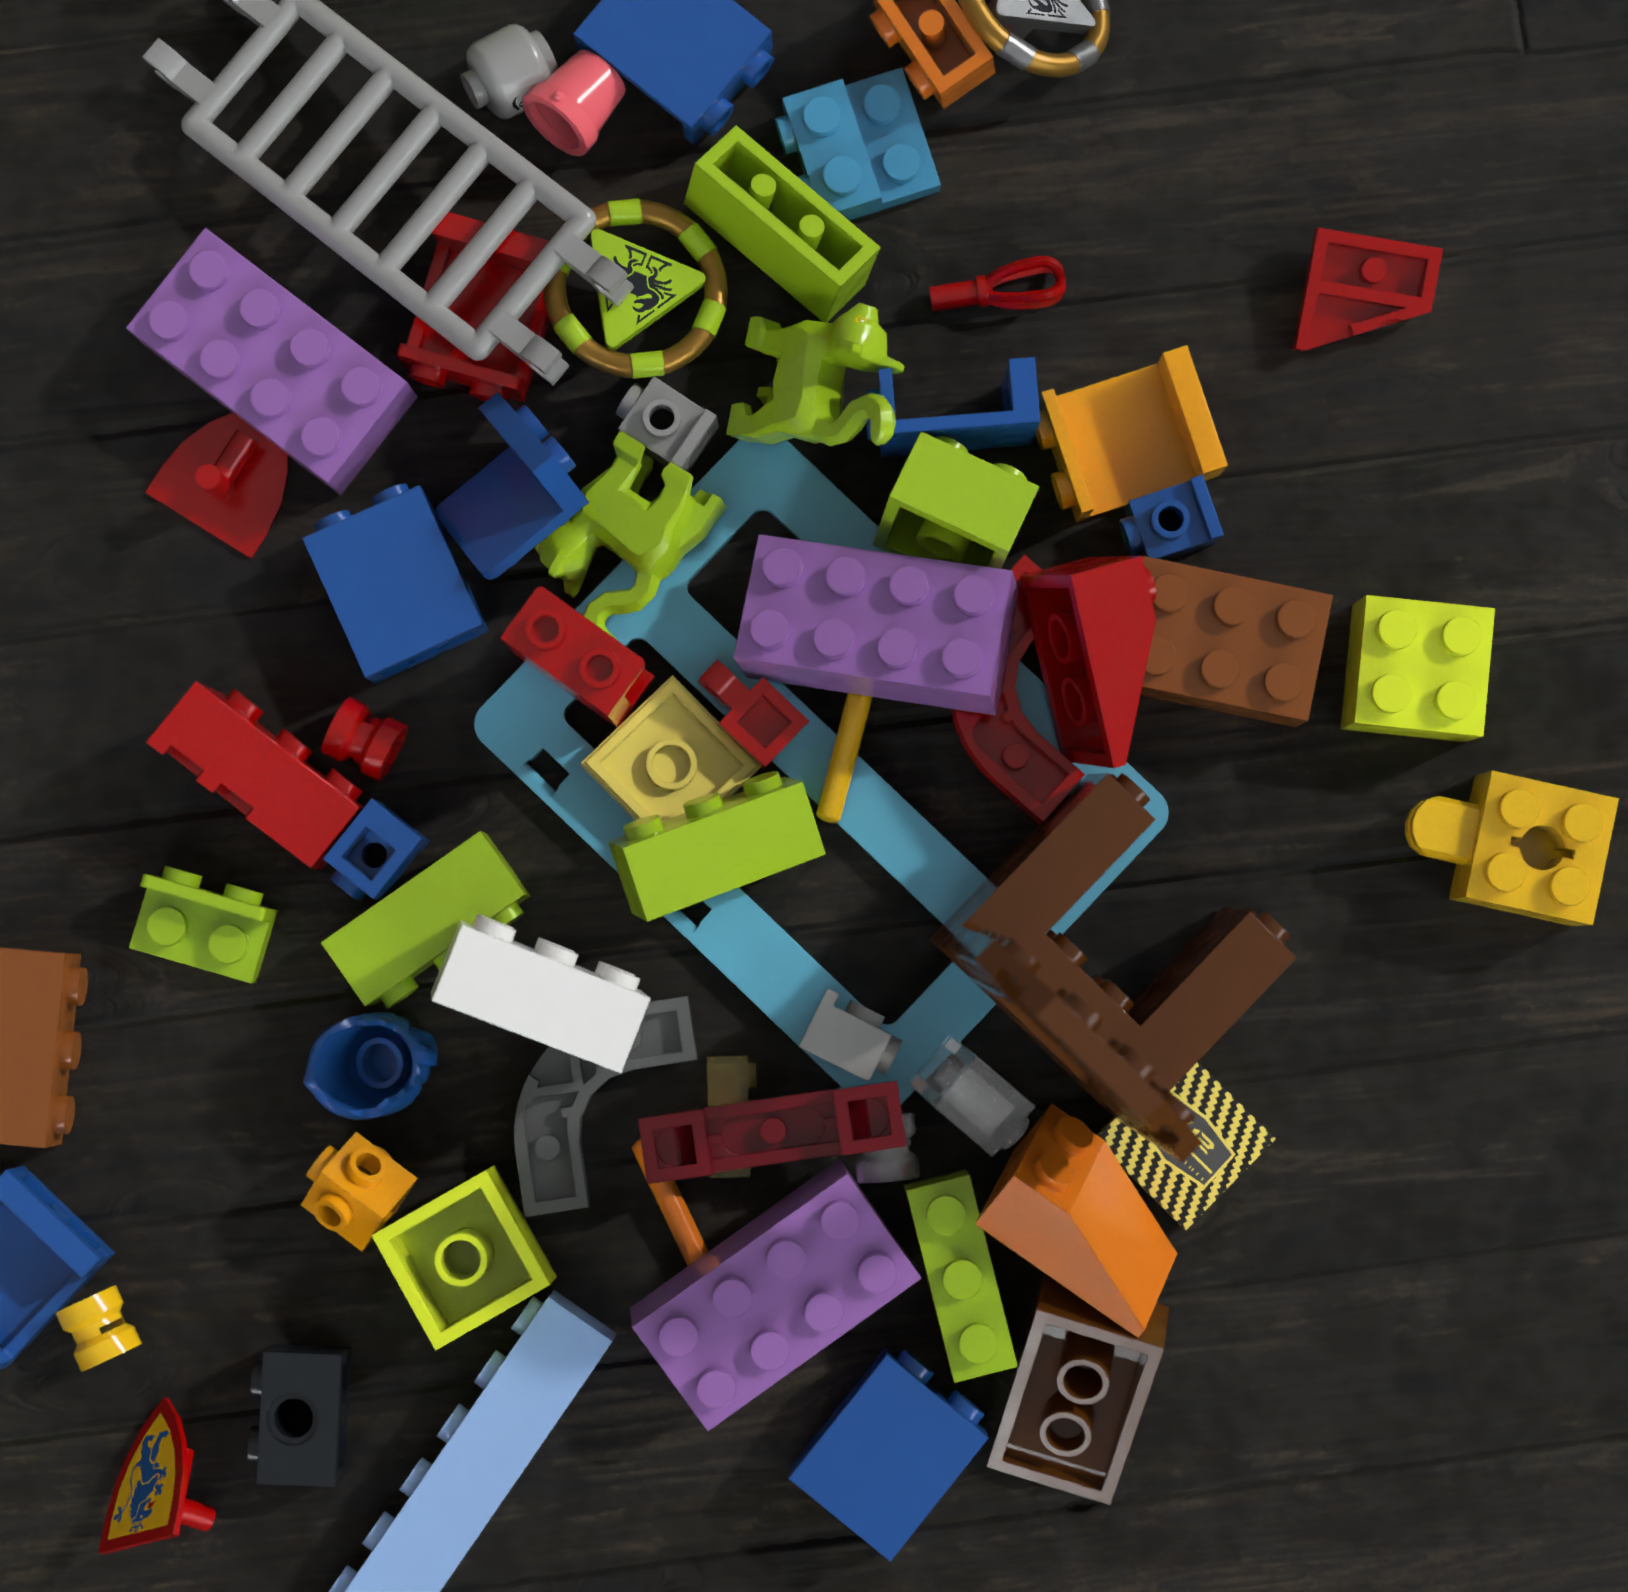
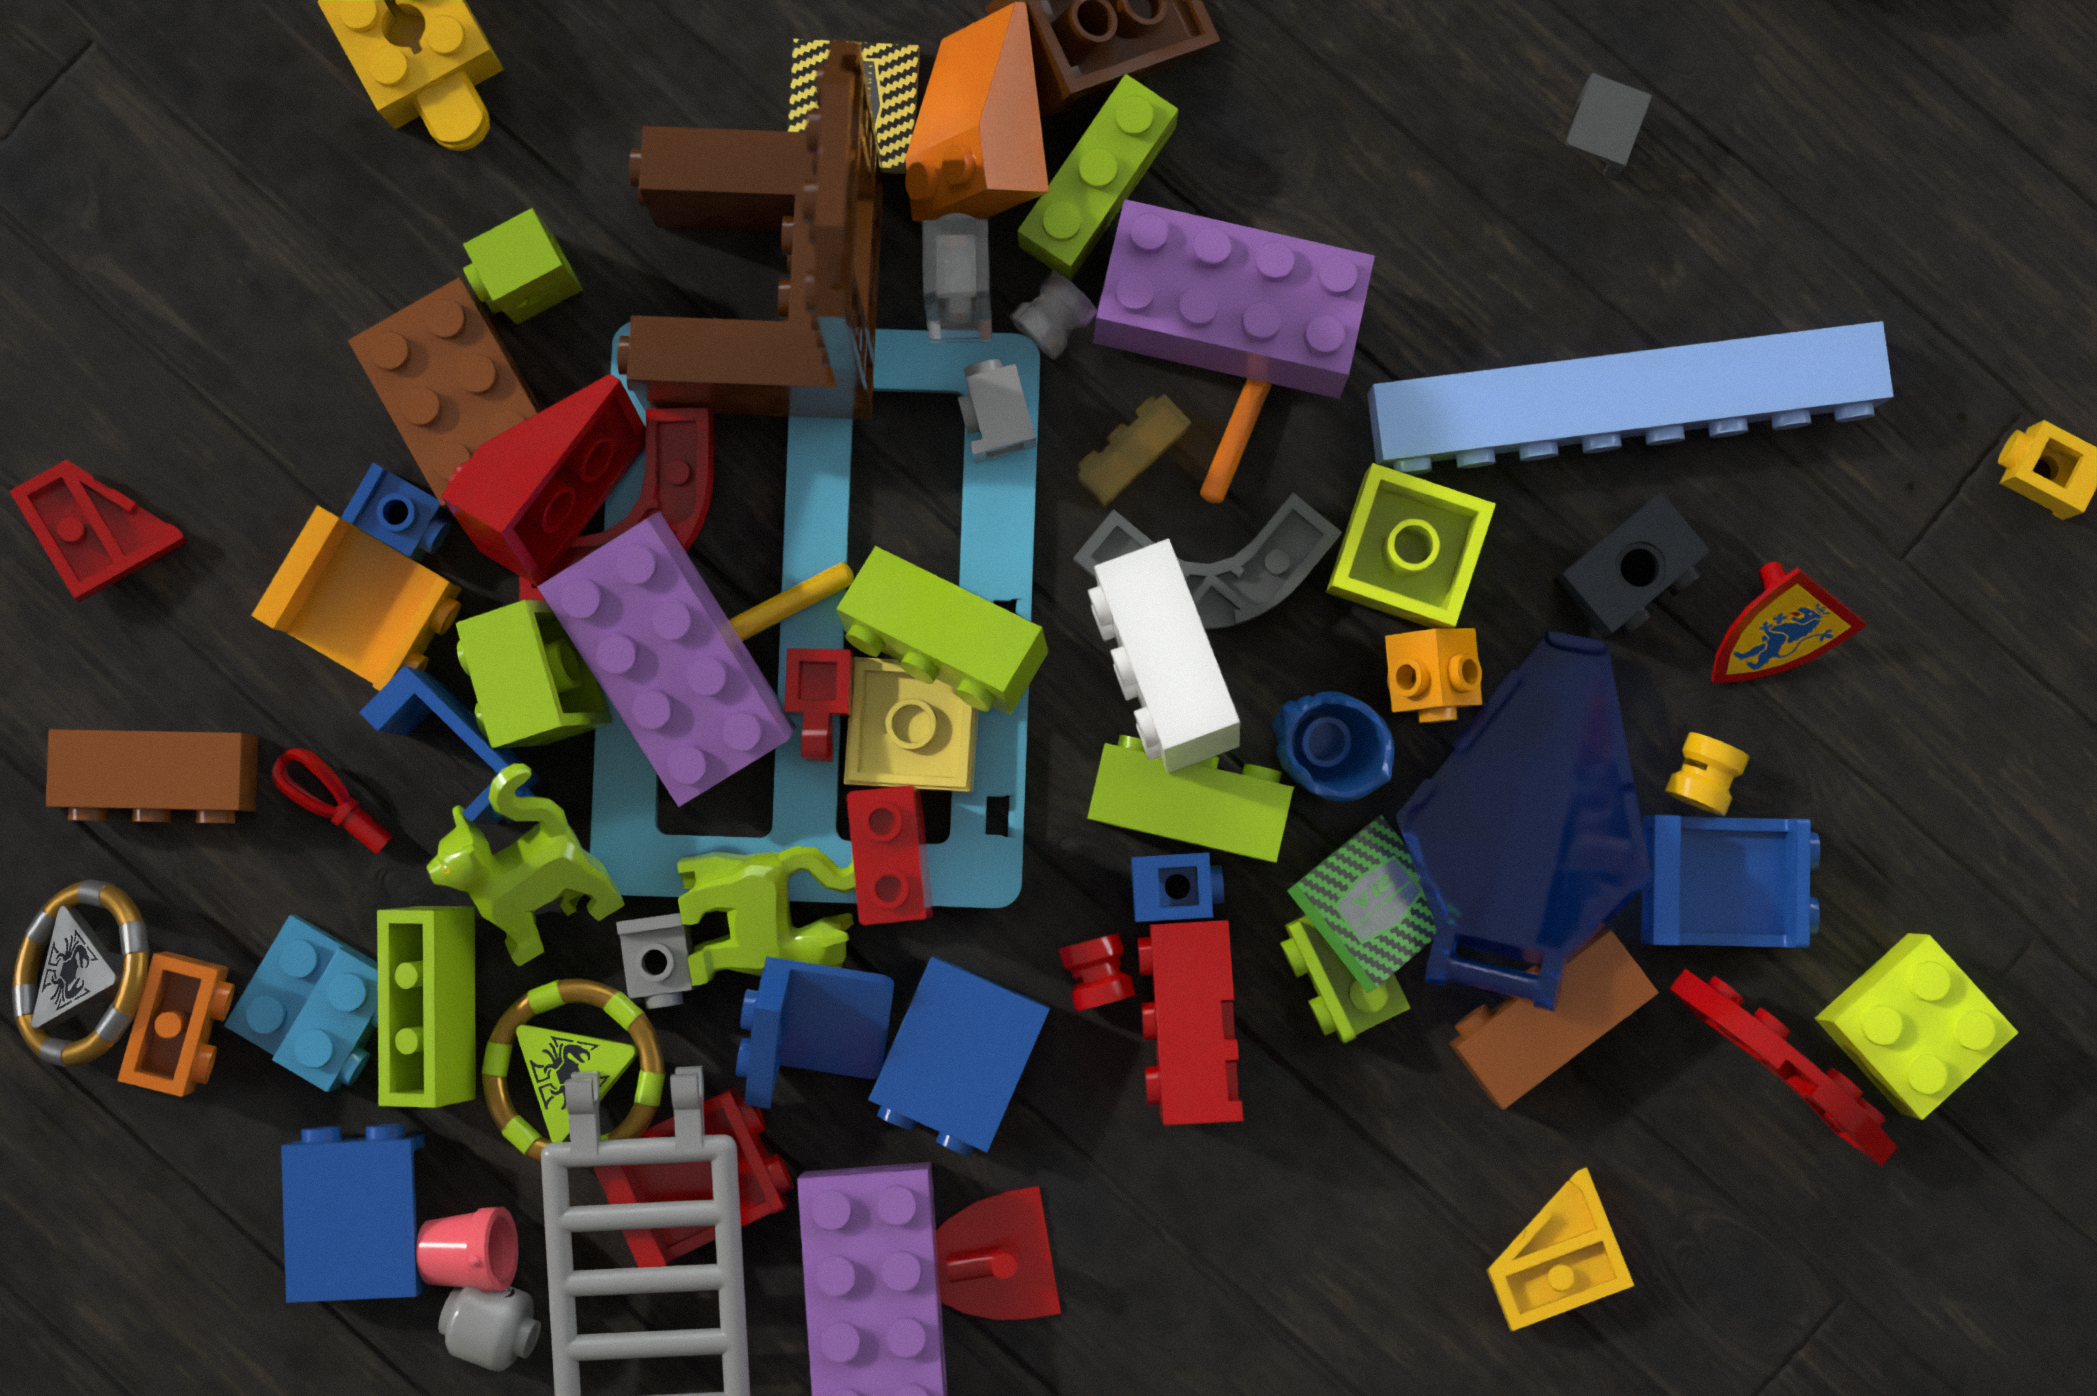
camera: 125 degrees left, 0 degrees up
(179, 1161) = (1530, 824): none -> clear blue windscreen
(227, 989) = (1368, 904): none -> tile
(772, 1131) = (1113, 402): dark red slope -> none
(889, 1451) = (1271, 117): blue brick -> none
(1135, 173) = (152, 774): none -> dark orange brick
(1275, 773) = (520, 268): none -> lime brick
(1418, 668) = (349, 235): neon yellow brick -> none

